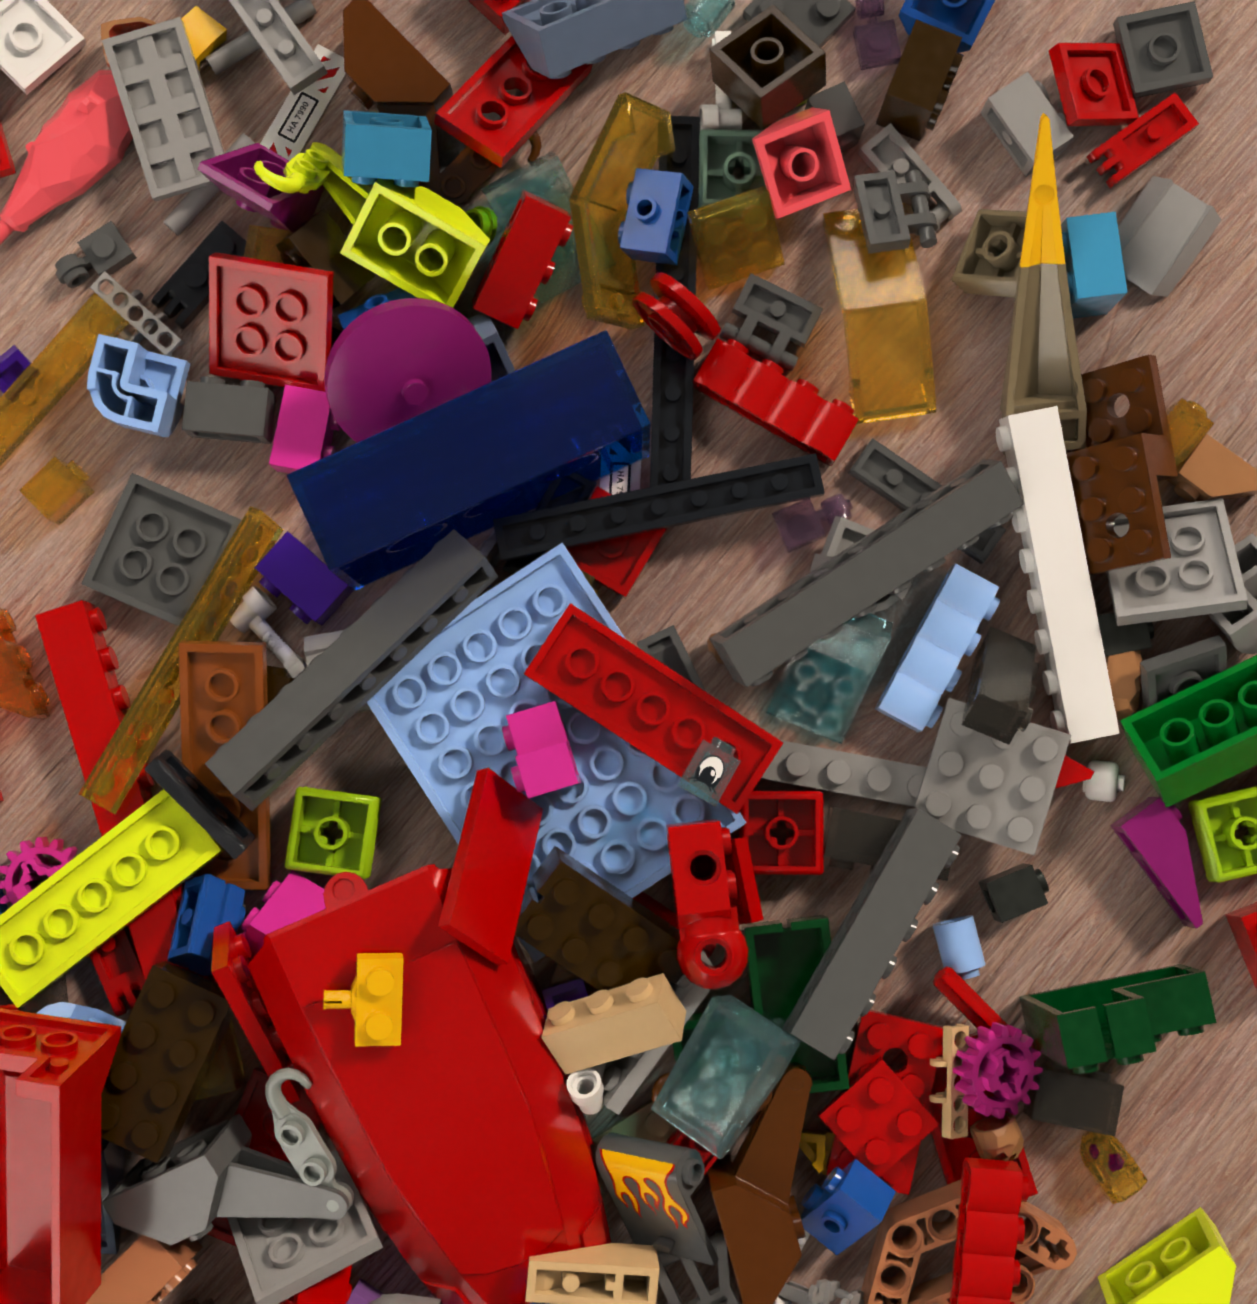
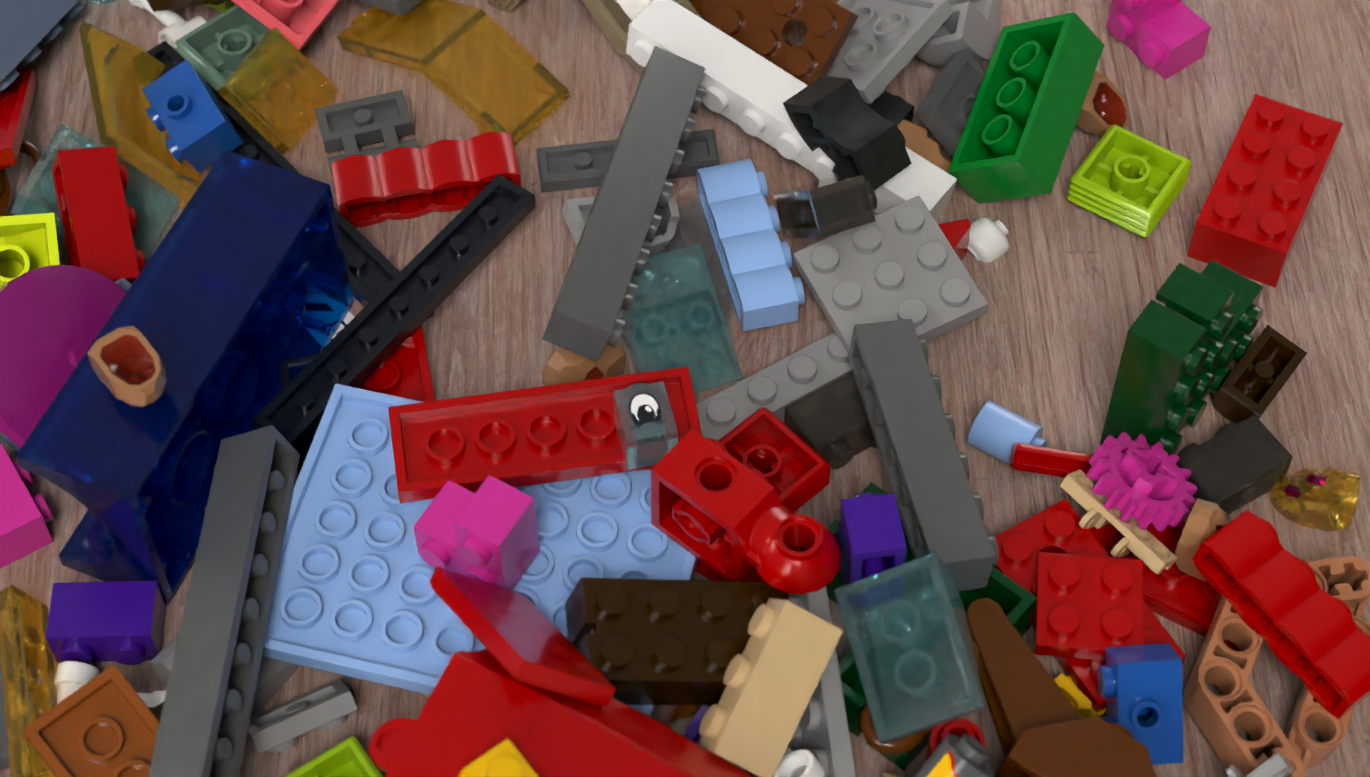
camera: 45 degrees left, 30 degrees down
(363, 749) = (320, 709): none -> light grey plate
(394, 482) = (128, 366): none -> rock
(676, 315) = (282, 140): red wheel -> none
(765, 984) = (869, 536): none -> dark purple brick
(802, 525) = (541, 243): plate -> none
(1014, 892) = (1004, 362): pearl dark grey brick -> none
(1071, 637) = (848, 131): none -> pearl dark grey brick
(1163, 853) = (1089, 243): magenta slope -> none
(1173, 1057) = (1258, 376): none -> dark brown brick

